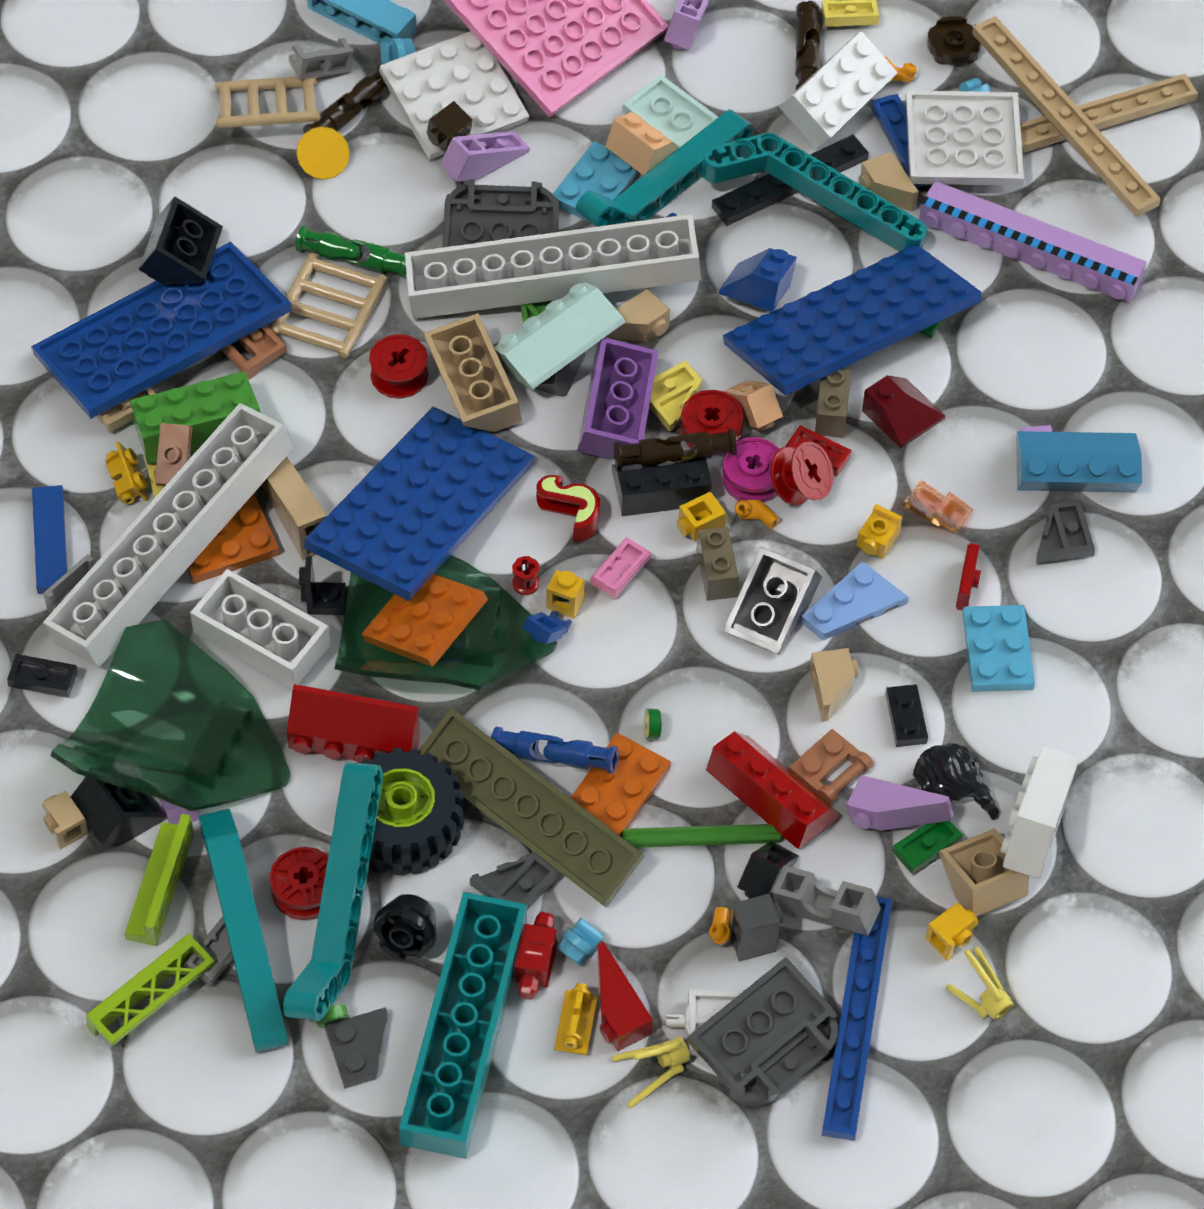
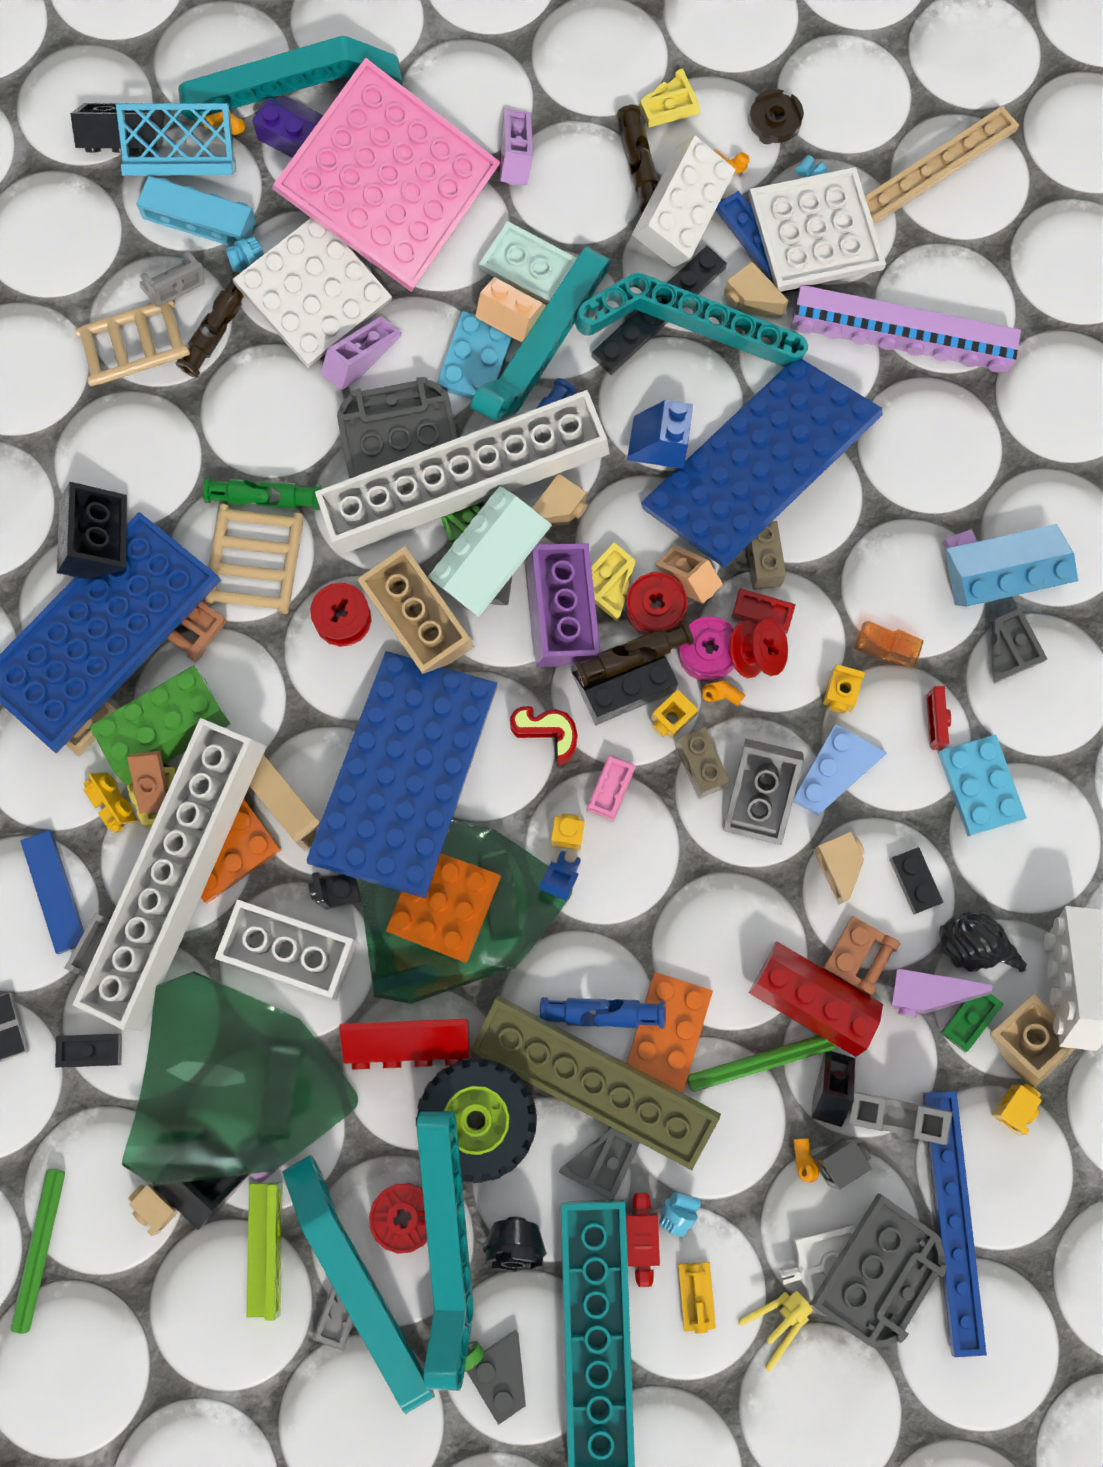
camera: 15 degrees left, 20 degrees up
(145, 984) = (276, 1375): lime fence -> none
(323, 153) = (202, 387): yellow sticker -> none
(448, 123) = (319, 334): dark brown brick -> none
(529, 574) = (533, 822): red bush -> none
(622, 1012) = (734, 1275): red slope -> none
(652, 724) = (686, 955): green tile -> none
(900, 409) = (829, 546): dark red slope -> none
(994, 999) = (1073, 1169): light yellow plant -> none
(1066, 117) = (906, 182): tan plate -> none

